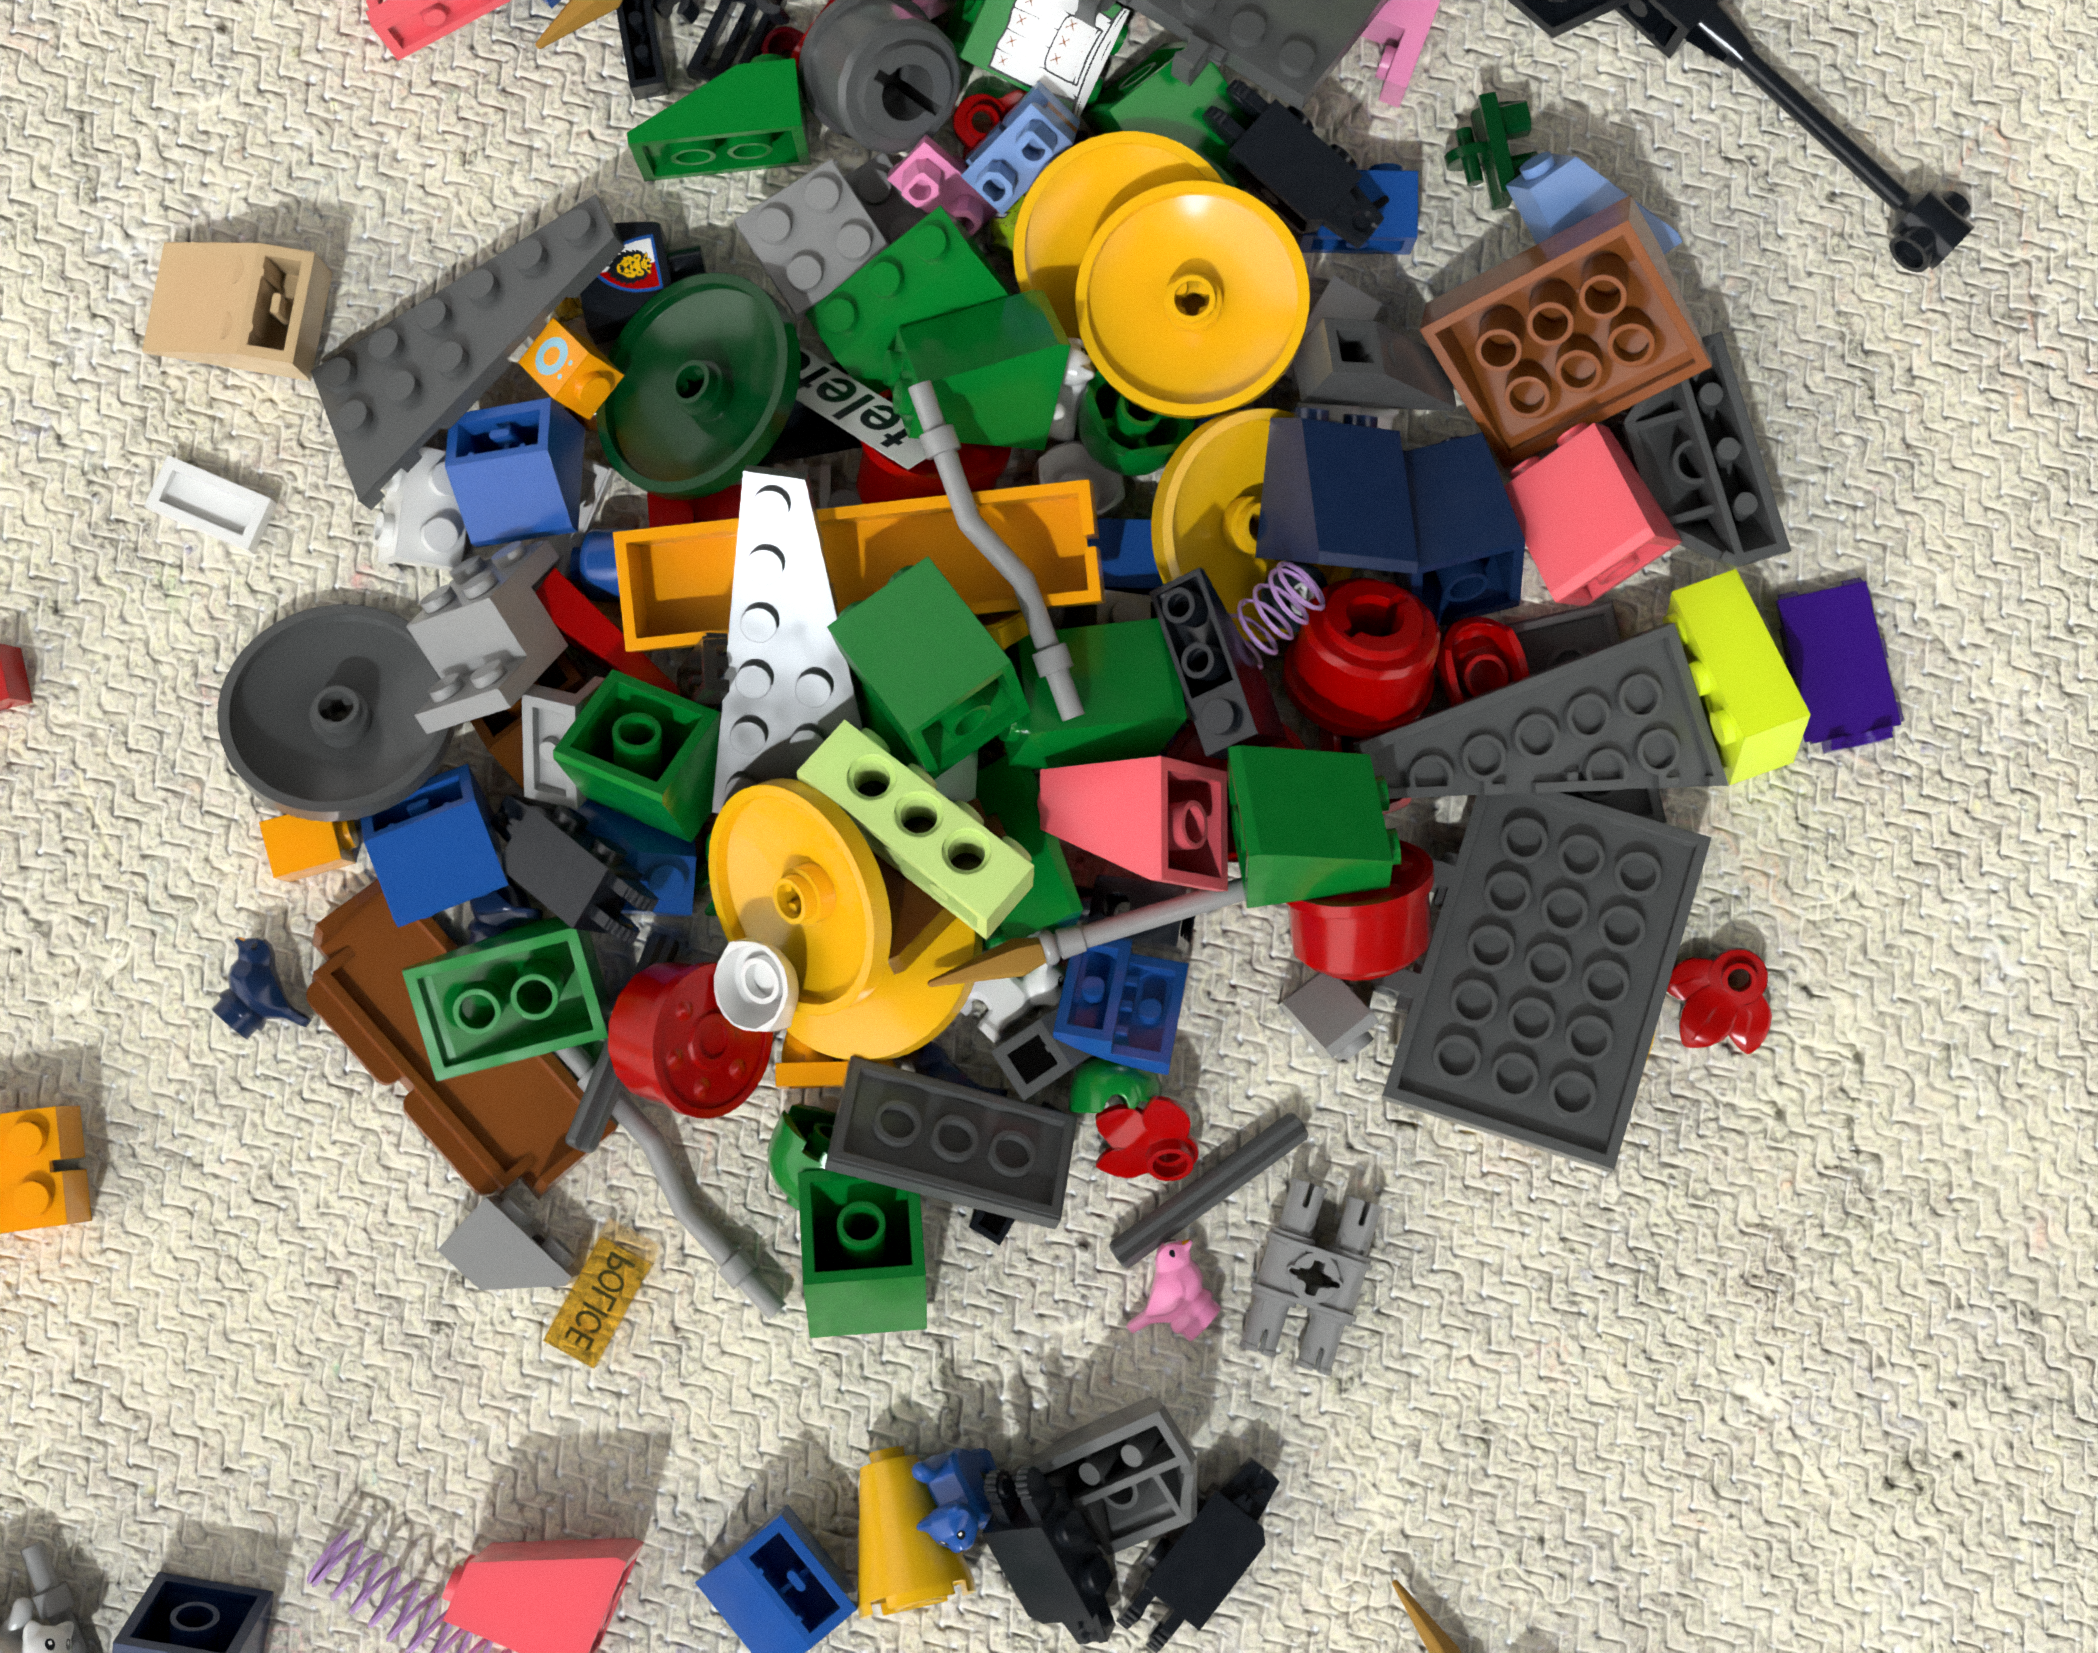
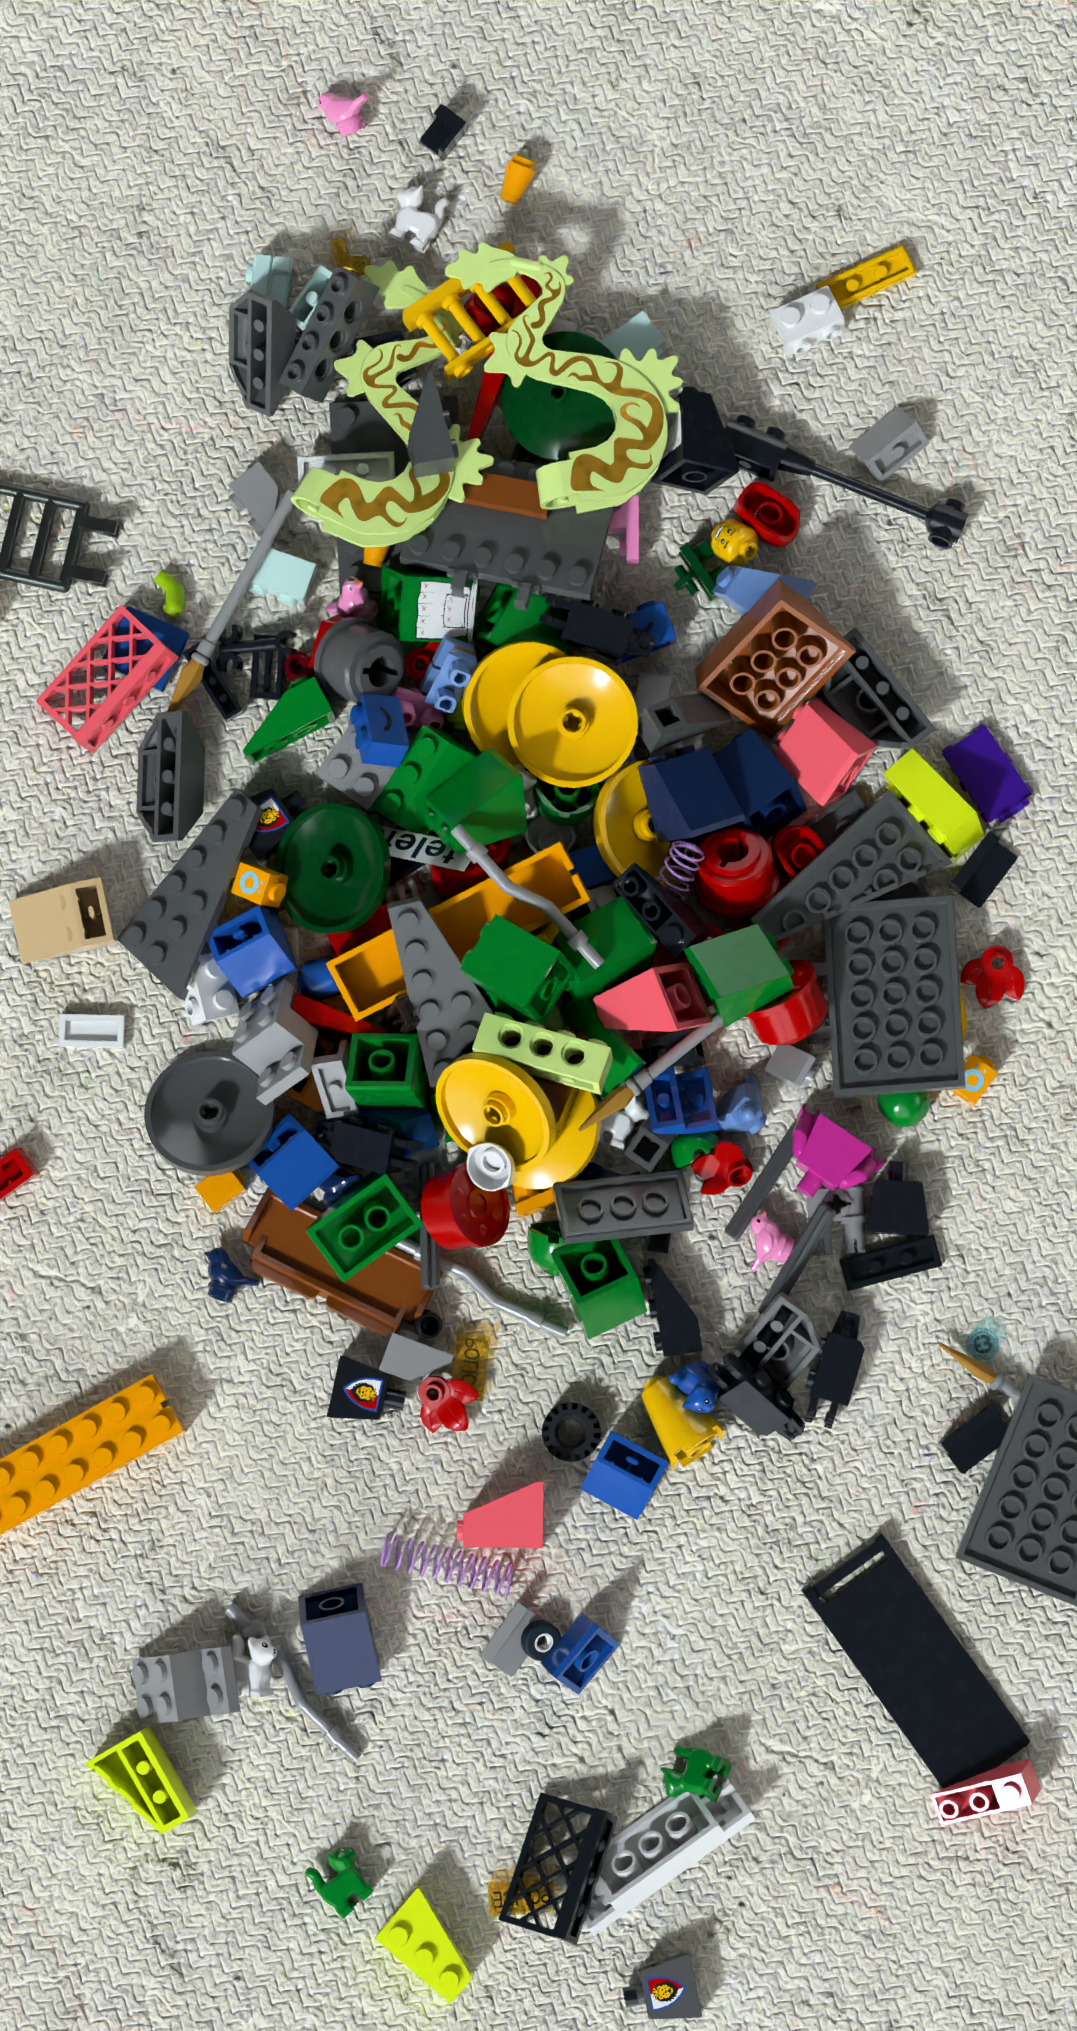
camera: 15 degrees left, 0 degrees up
(398, 1274) = (362, 1392): none -> black torso
(506, 142) = (170, 777): none -> dark grey wedge
(533, 1355) = (449, 1406): none -> red plate
(555, 1206) = (428, 1324): none -> black piece
(694, 1507) = (591, 1432): none -> black tyre
(865, 186) = (379, 730): none -> blue brick
(969, 1364) = (676, 1321): none -> black slope
(1217, 1340) = (800, 1254): none -> dark grey axle
(1219, 1052) = (742, 1108): none -> medium blue rock
(1335, 1191) = (829, 1154): none -> dark pink torso
(1364, 1408) = (890, 1262): none -> black tile
(1415, 1318) = (897, 1205): none -> black torso
(1465, 1608) = (982, 1344): none -> clear light blue tile
(1488, 1161) = (904, 1108): none -> green hair
(1572, 121) = (734, 542): none -> yellow head
(1638, 1161) = (978, 1076): none -> light orange brick
(1644, 101) = (769, 514): none -> red piece
(1771, 818) = (983, 870): none -> black panel
(1886, 70) = (890, 444): none -> light grey panel

